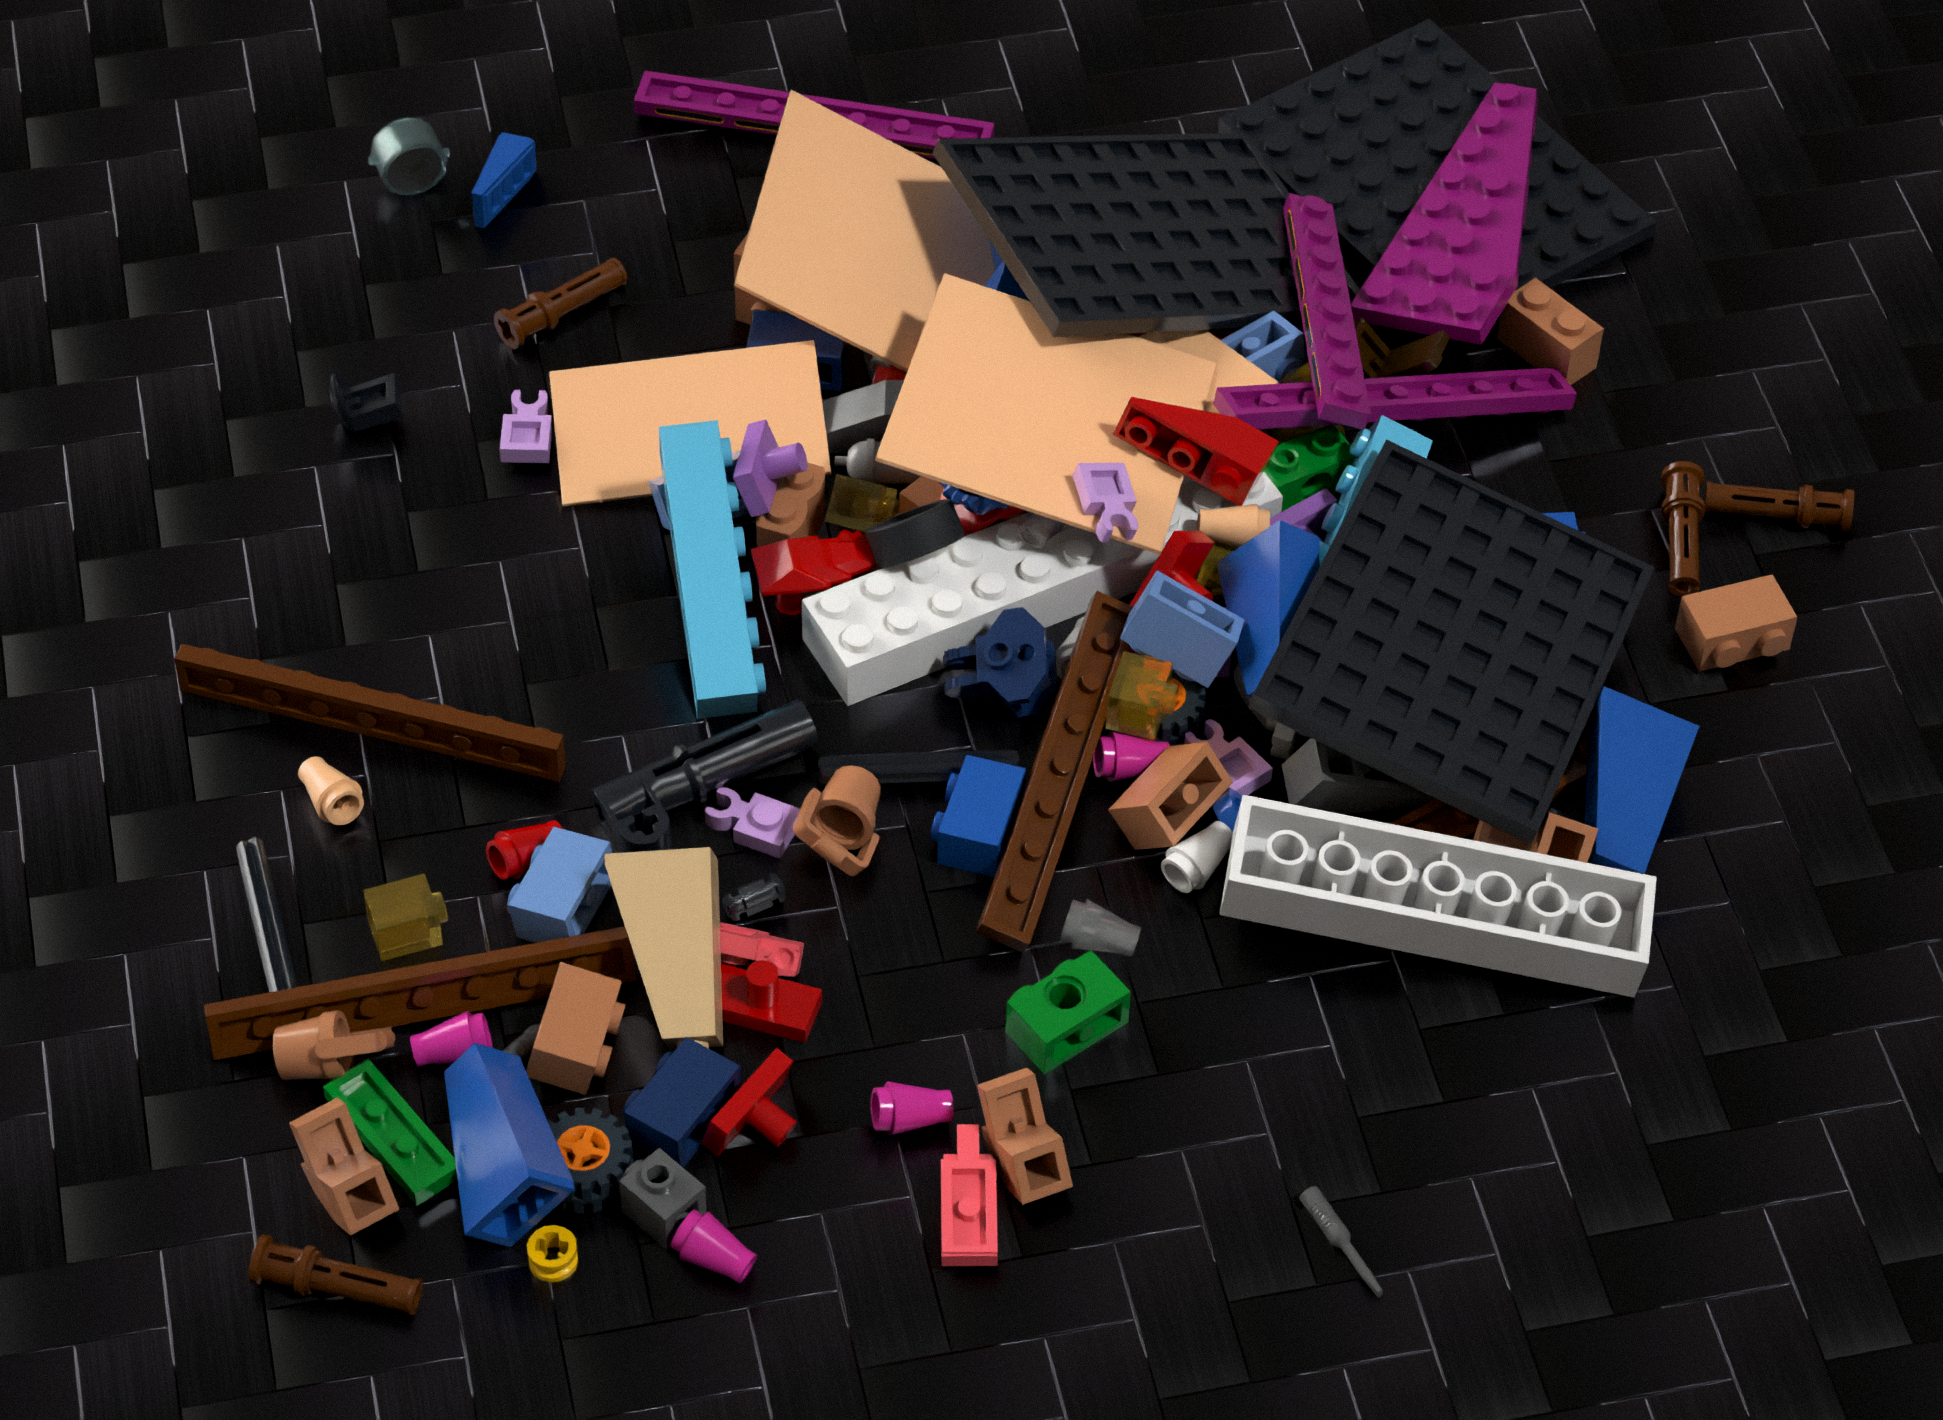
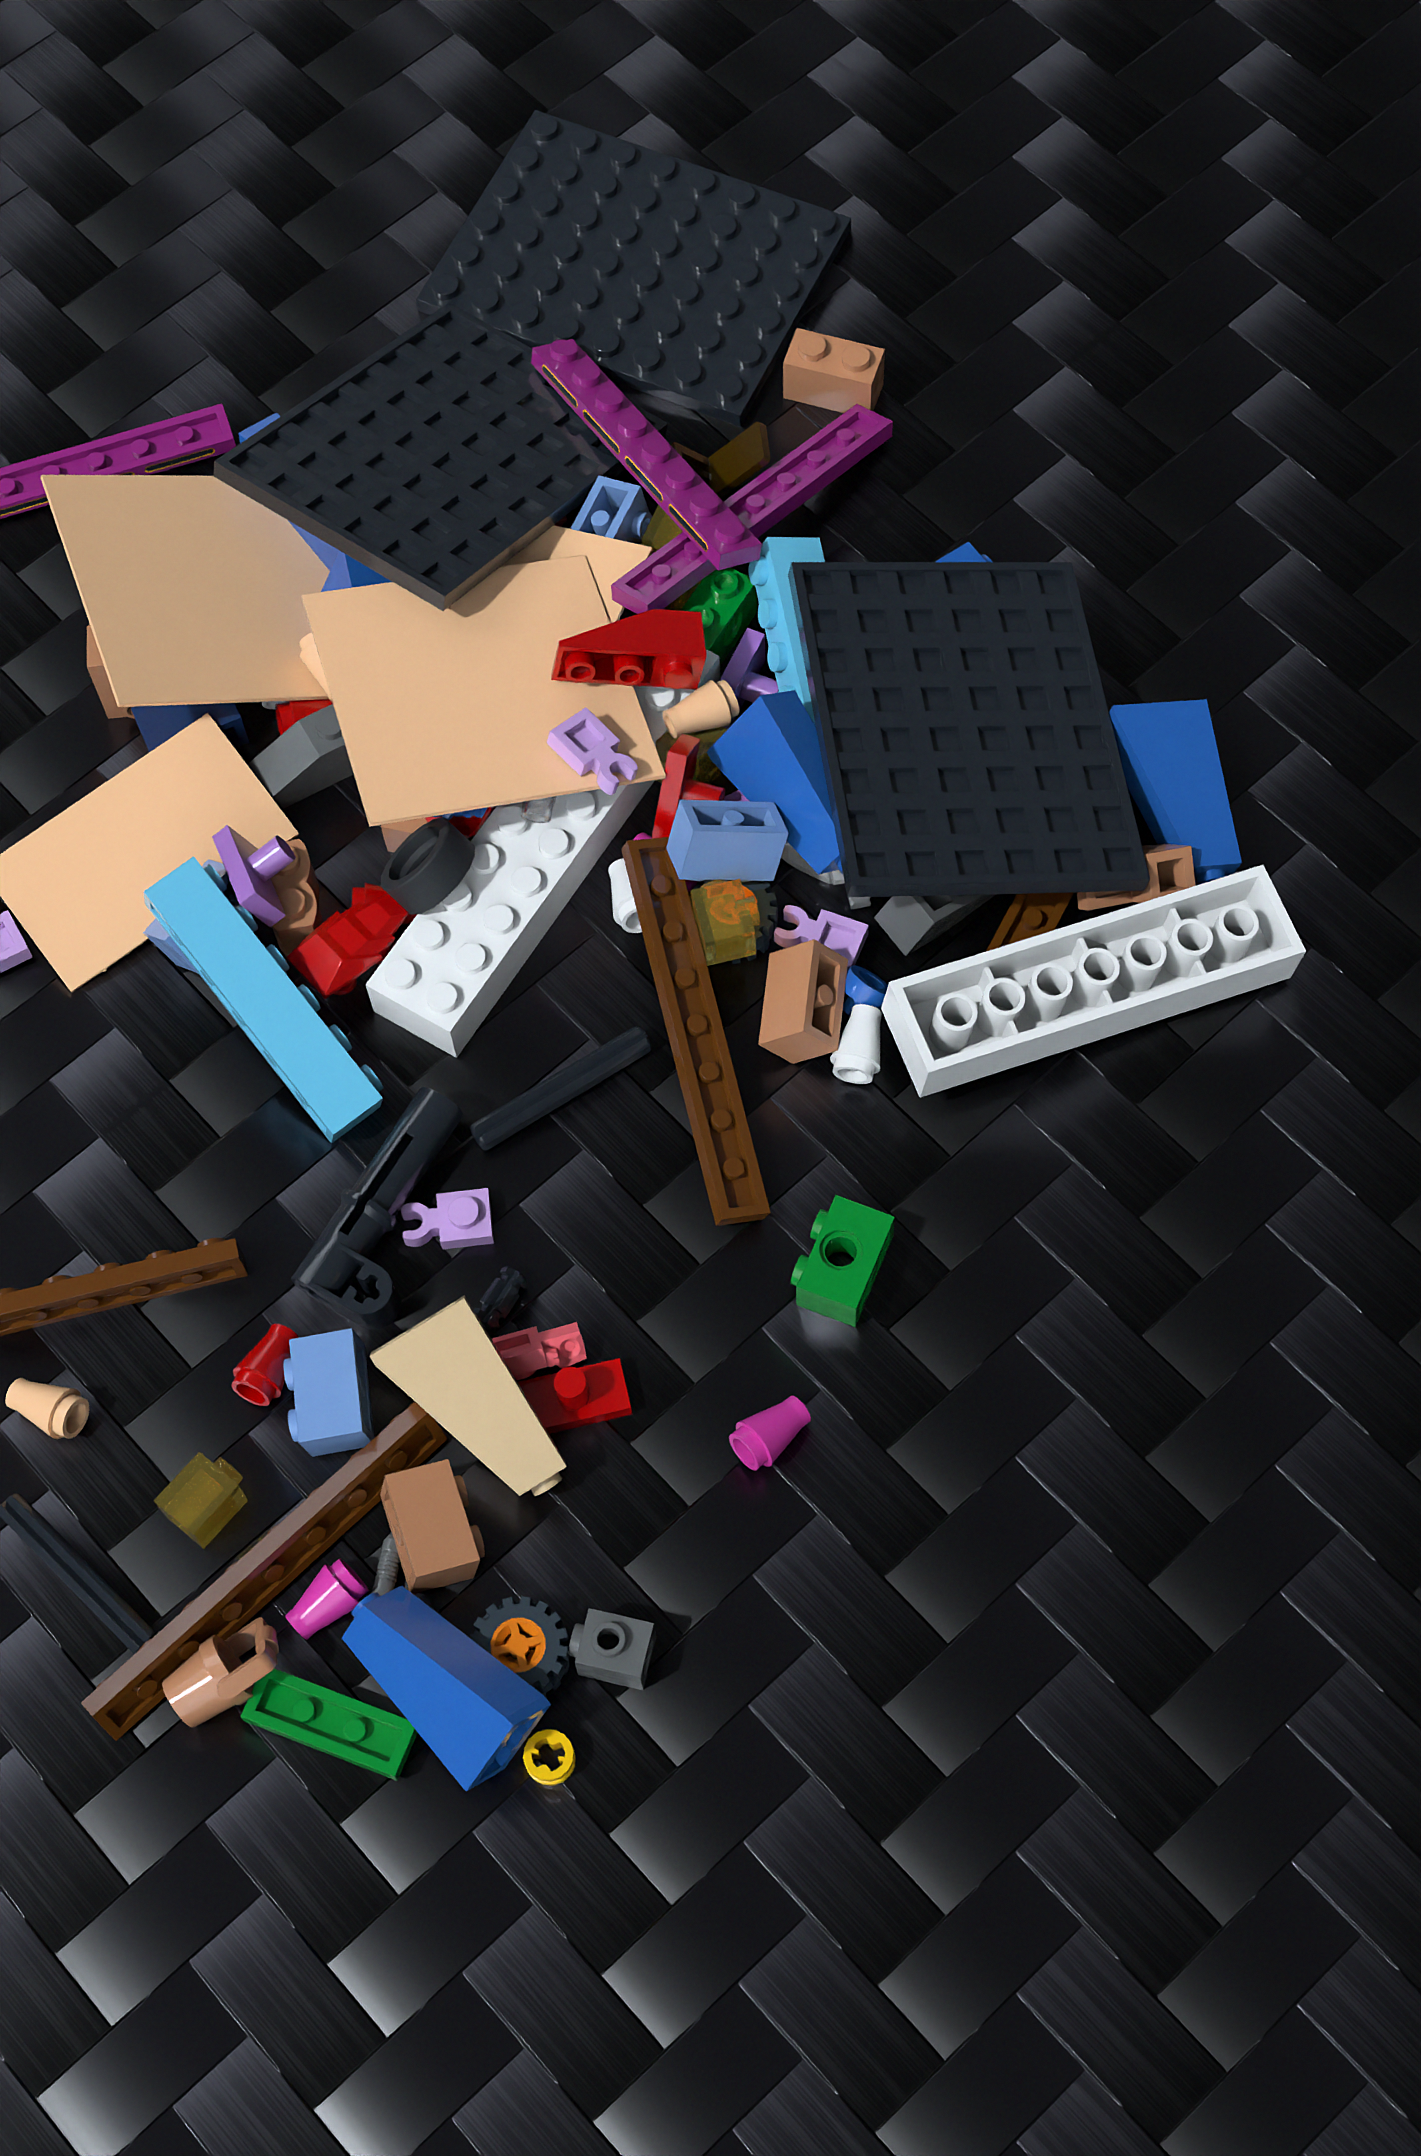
camera: 25 degrees left, 15 degrees up
(310, 1271) = (442, 1880): reddish brown pin -> none
(340, 1170) = (317, 1793): nougat brick -> none
(680, 1101) = (571, 1544): dark blue brick -> none
(712, 1246) = (686, 1669): dark pink cone -> none
(753, 1107) = (637, 1511): red tile -> none
(842, 819) = (533, 1177): nougat piece -> none
(860, 503) = (354, 856): clear yellow brick -> none
(862, 465) = (336, 797): light grey piece -> none
(968, 1203) = (878, 1495): coral hinge -> none
(978, 815) = (649, 1109): blue brick -> none
(1012, 665) = (577, 950): dark blue hinge -> none
(1025, 1148) = (892, 1415): nougat brick -> none
(1098, 929) = (817, 1164): clear cone -> none
(1124, 756) = (738, 979): dark pink cone -> none
(1337, 1233) = (1194, 1342): dark grey piece -> none
(1462, 240) = (711, 330): magenta wing -> none
(1683, 511) = (1046, 490): reddish brown pin -> none
(1735, 623) = (1157, 576): nougat brick -> none
(1802, 506) = (1142, 439): reddish brown pin -> none

